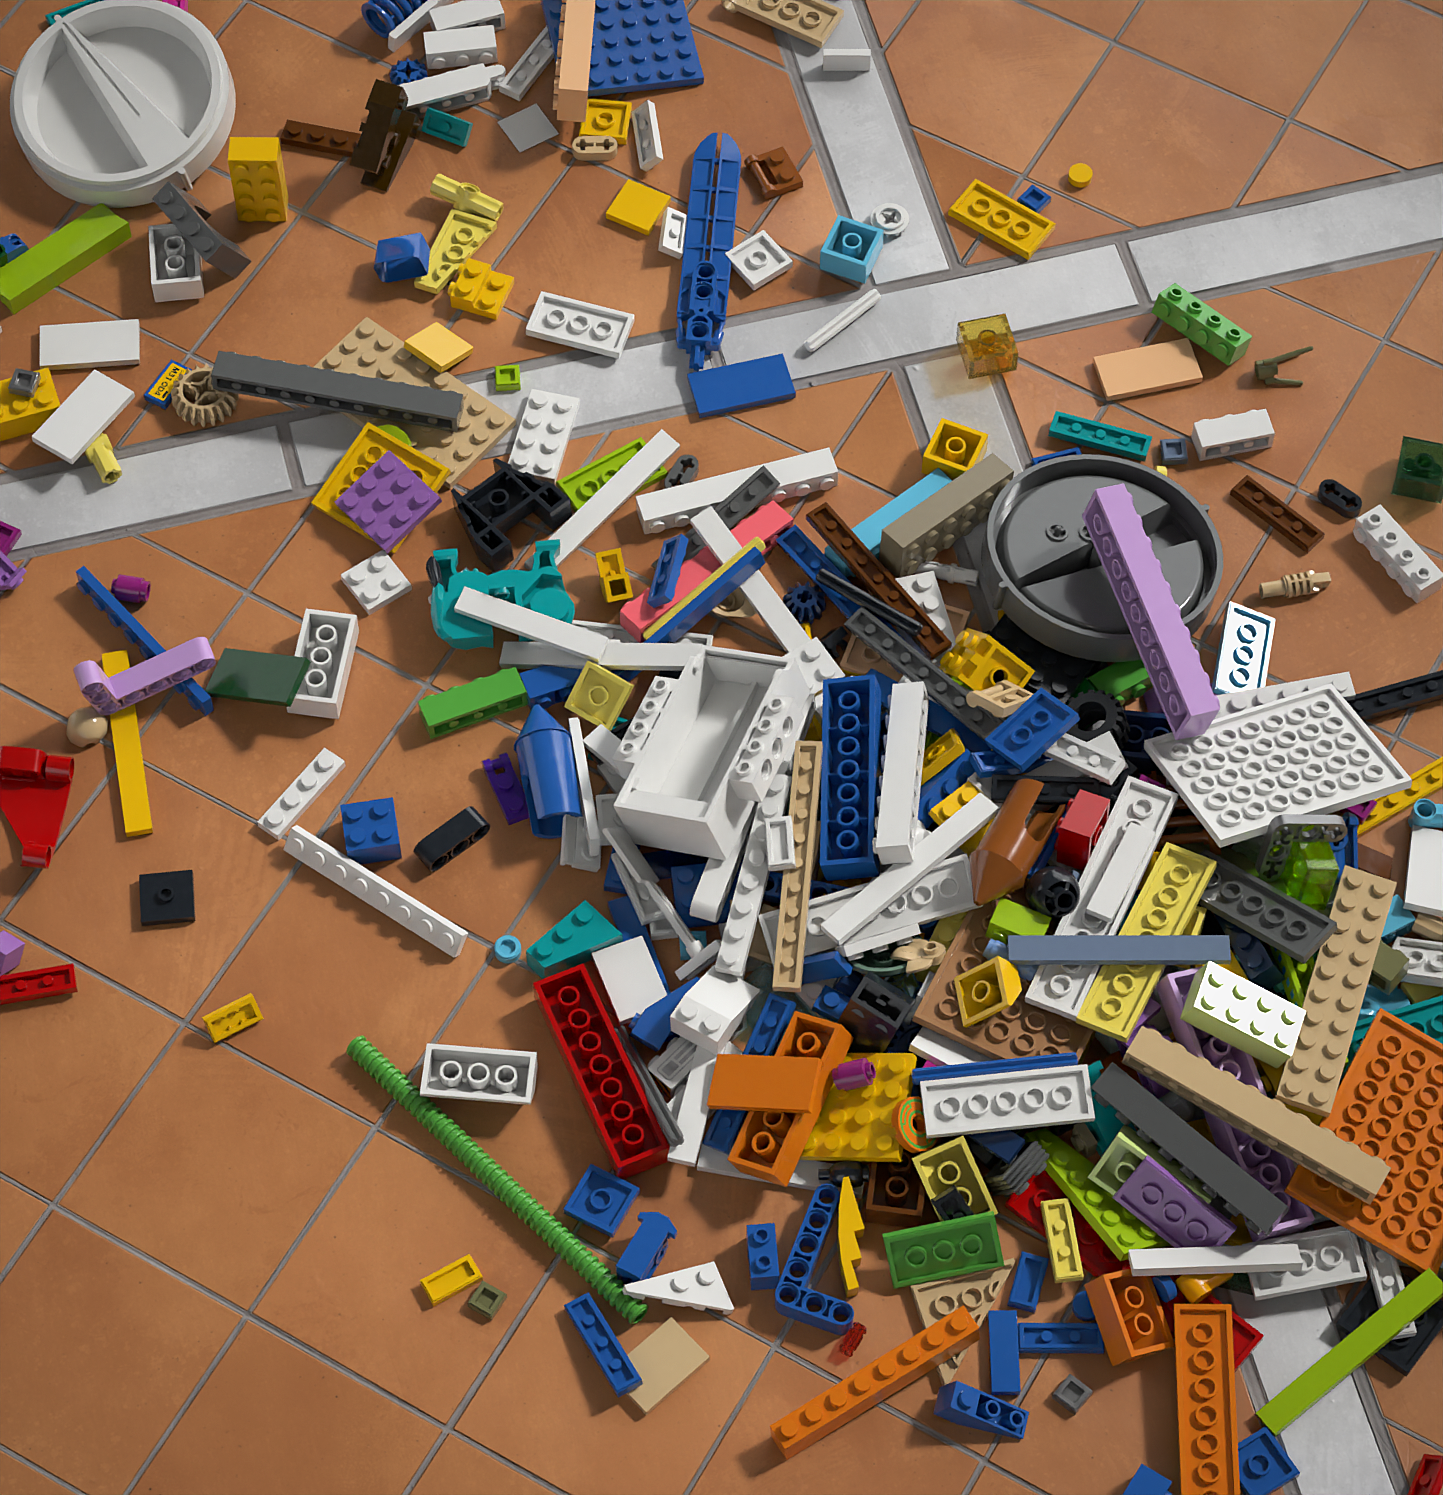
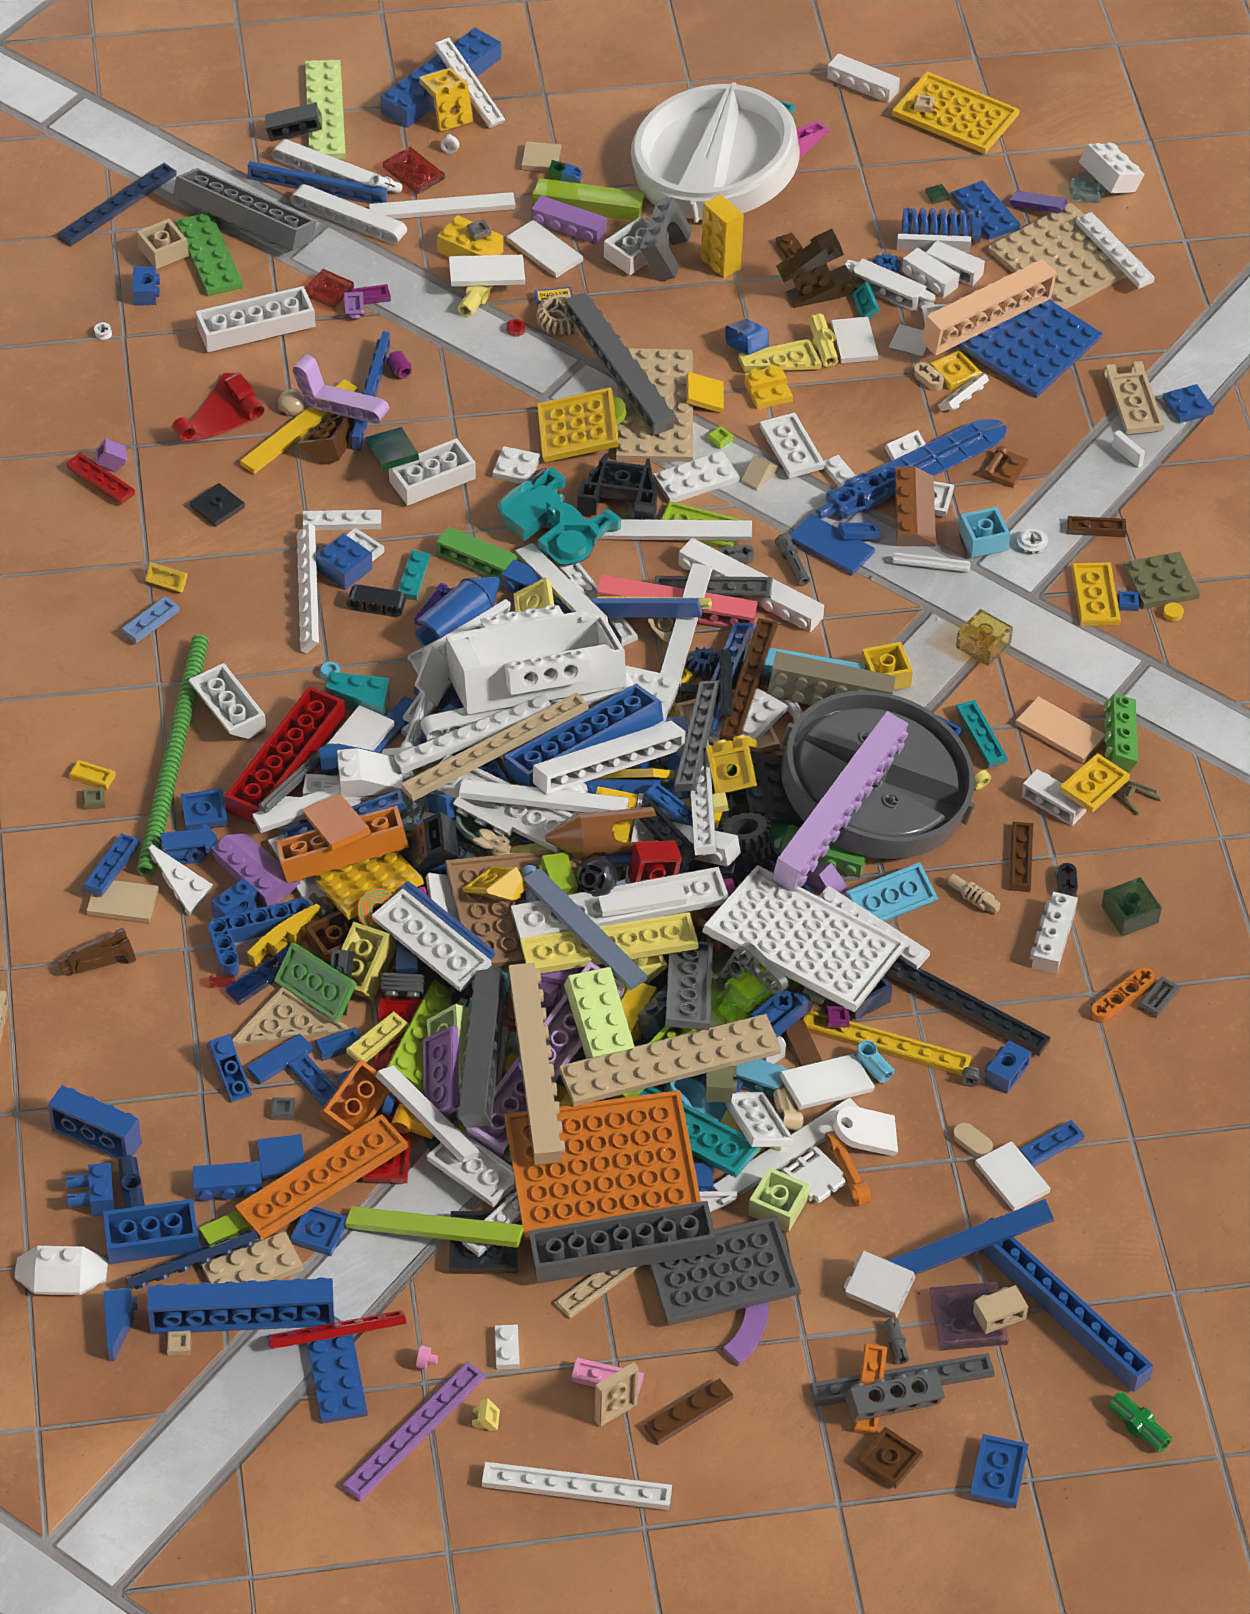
camera: 50 degrees right, 10 degrees down
(74, 294) = (569, 219): none -> medium lavender brick
(176, 727) = (328, 439): none -> reddish brown wedge
(177, 448) = (515, 327): none -> red tile
(280, 1074) = (150, 619): none -> medium blue plate
(358, 793) = (367, 542): none -> white plate
(388, 501) = (569, 431): medium lavender plate -> none
(443, 779) = (414, 574): none -> teal plate
(486, 170) = (854, 340): none -> white tile
(531, 624) = (545, 539): white tile -> none
(589, 378) = (758, 472): none -> tan slope
(613, 578) = (627, 564): yellow brick -> none
(638, 207) = (908, 419): yellow tile -> none
(653, 310) = (838, 470): none -> white plate
(667, 571) = (648, 578): blue plate -> none
(719, 1441) = (98, 953): none -> reddish brown piece
(723, 428) = (789, 553): none -> dark grey pin
(728, 1205) = (248, 860): none -> medium lavender slope
(749, 350) = (859, 530): none -> blue tile
(767, 284) = (914, 507): none -> dark orange slope
(780, 843) = (498, 726): white tile -> none
(854, 1074) = (381, 858): magenta brick -> none
(875, 1382) = (199, 1002): orange brick -> none
(876, 1292) = (256, 979): none -> clear blue tile
(916, 156) = (1096, 526): none -> reddish brown tile
(1000, 699) = (709, 774): tan plate -> none
(1031, 155) = (1161, 580): none -> olive plate
(1032, 729) = (698, 797): blue plate -> none
(1136, 1436) = (280, 1155): none -> blue tile
(1173, 451) = (1012, 778): sand blue tile -> none
(1257, 389) = (1094, 783): none -> yellow plate

